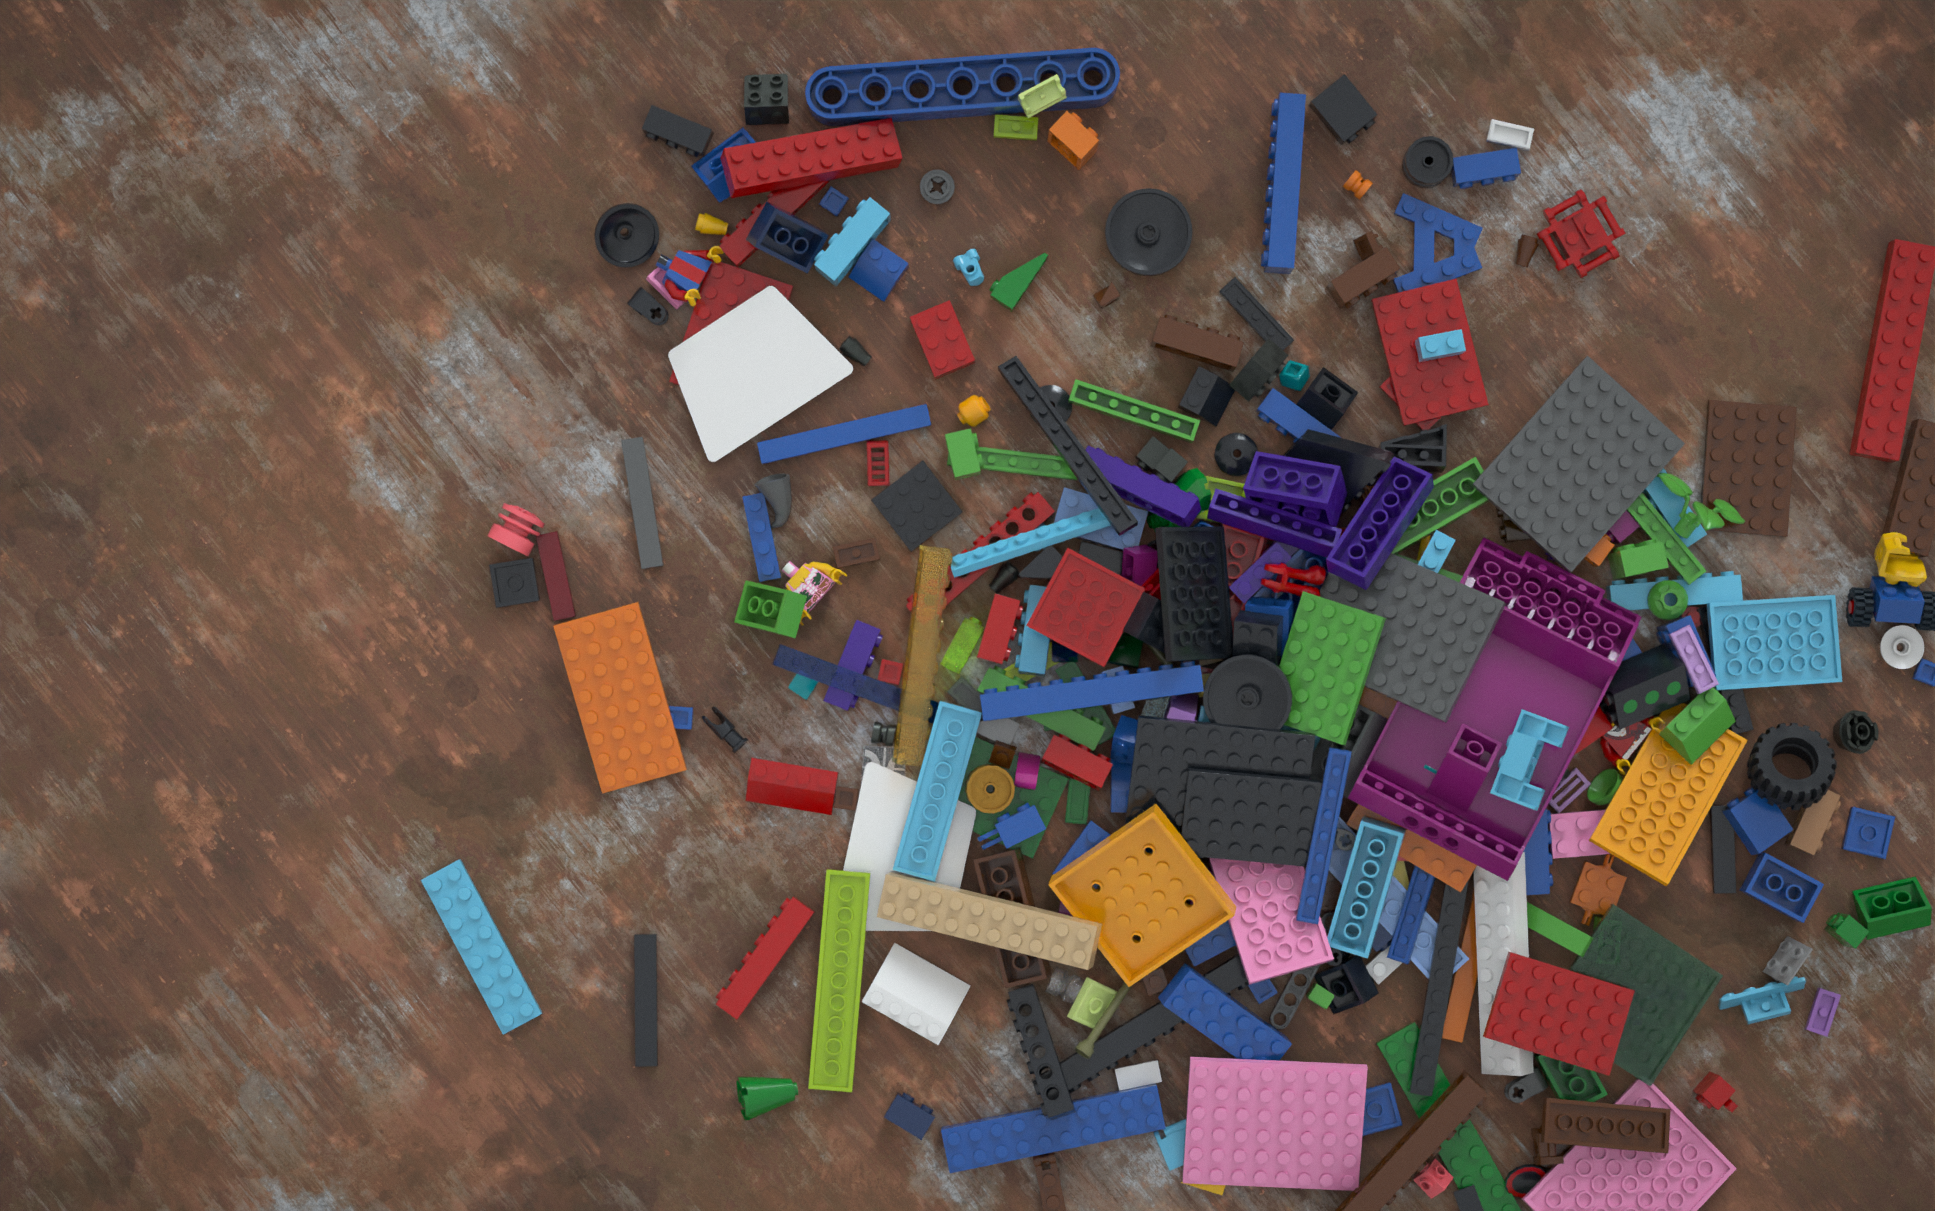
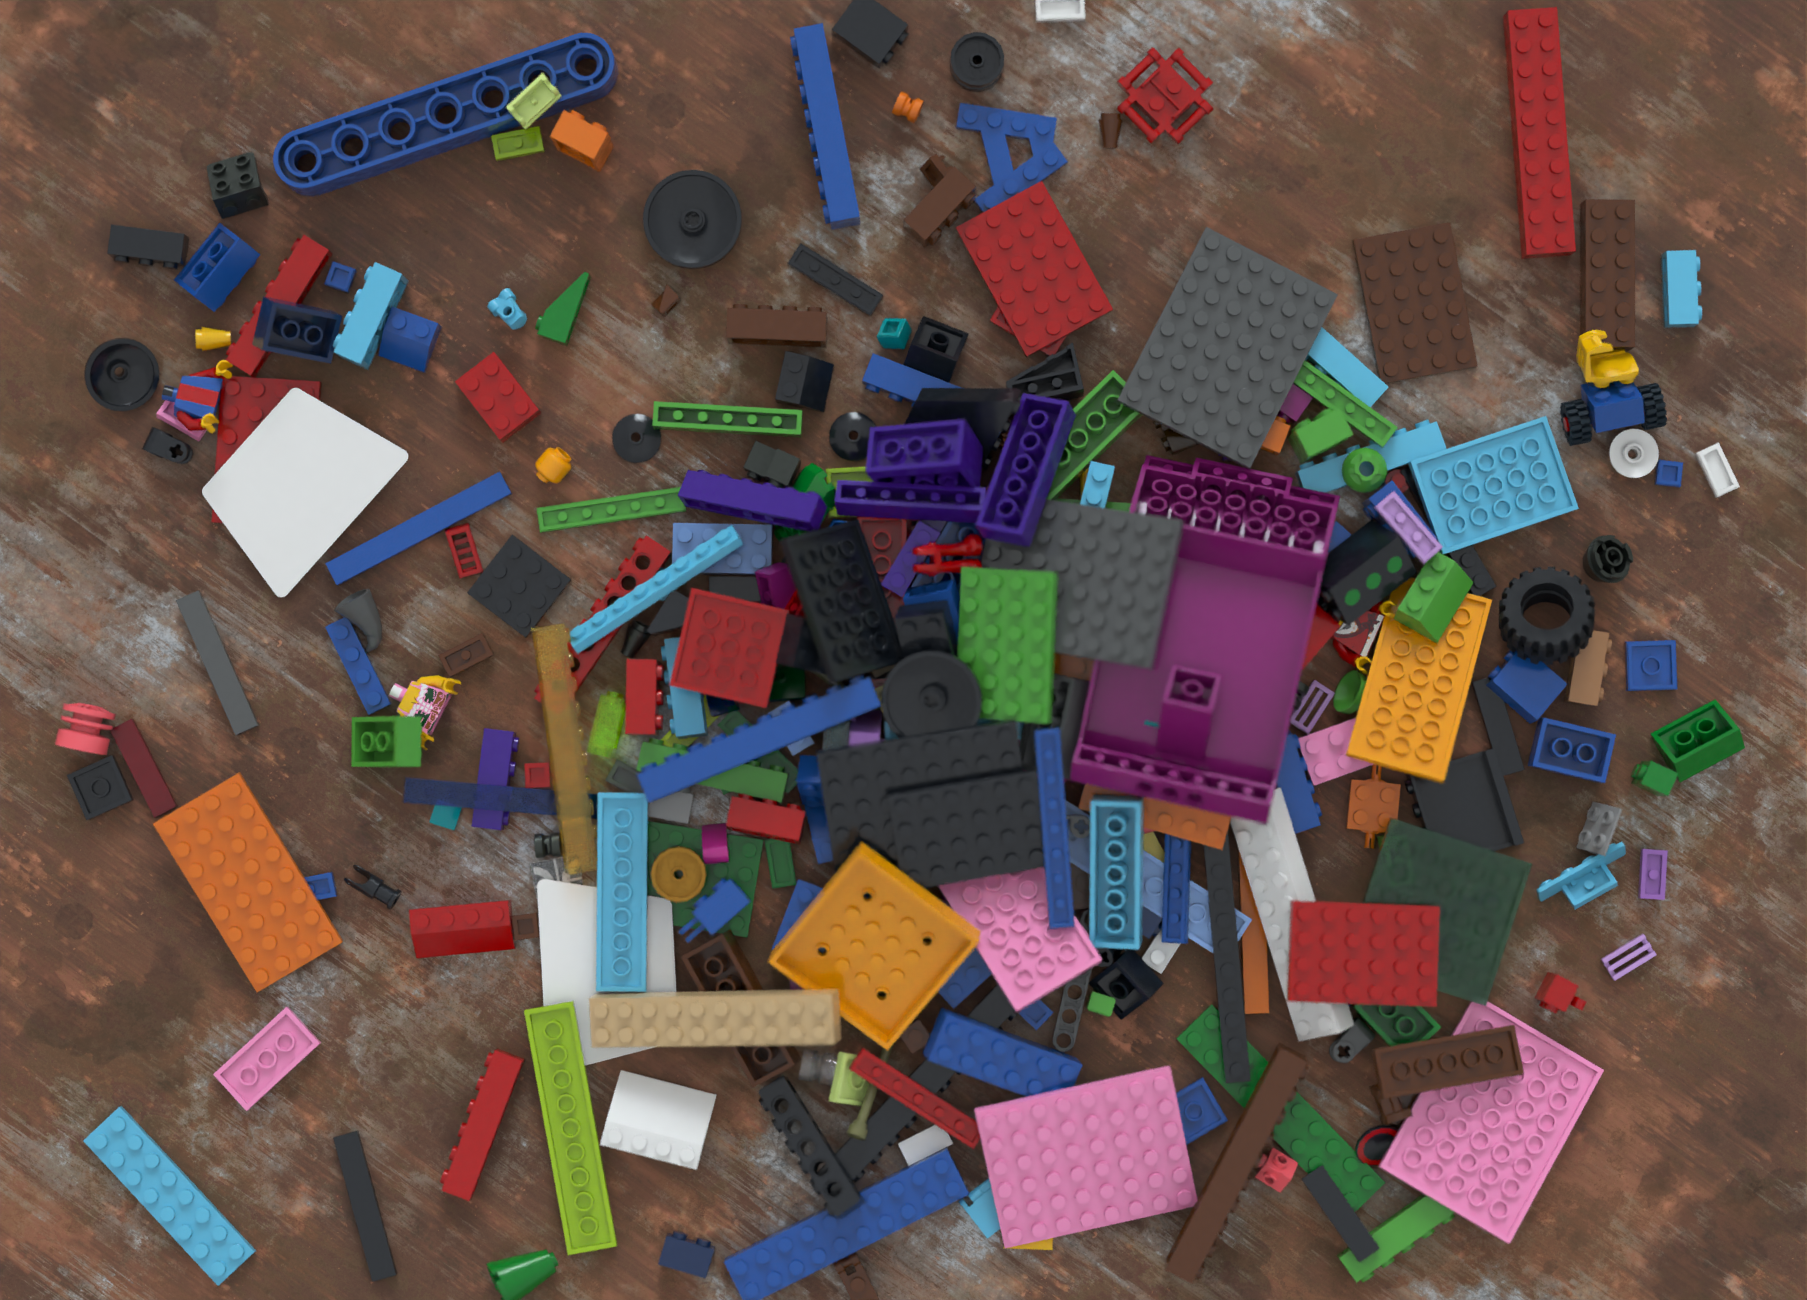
camera: 15 degrees left, 0 degrees up
(596, 852) = (267, 1058): none -> bright pink plate
(811, 157) = (300, 236): red brick -> none
(854, 350) = (406, 434): pearl dark grey cone -> none
(947, 188) = (448, 220): dark grey gear -> none
(963, 454) = (552, 516): bright green brick -> none
(1002, 754) = (683, 832): reddish brown plate -> none
(1068, 446) = (664, 476): black plate -> none
(1142, 1034) = (916, 1097): none -> red tile
(1260, 369) = (853, 338): pearl dark grey brick -> none
(1440, 345) = (1042, 258): medium azure brick -> none
(1485, 168) = (1042, 52): blue brick -> none
(1522, 756) = (1246, 683): medium azure bracket -> none
(1557, 930) = (1338, 863): bright green tile -> none
(1681, 910) = (1469, 803): none -> black panel
(1706, 516) = (1376, 368): bright green plant -> none
(1800, 1072) = (1646, 946): none -> lavender tile

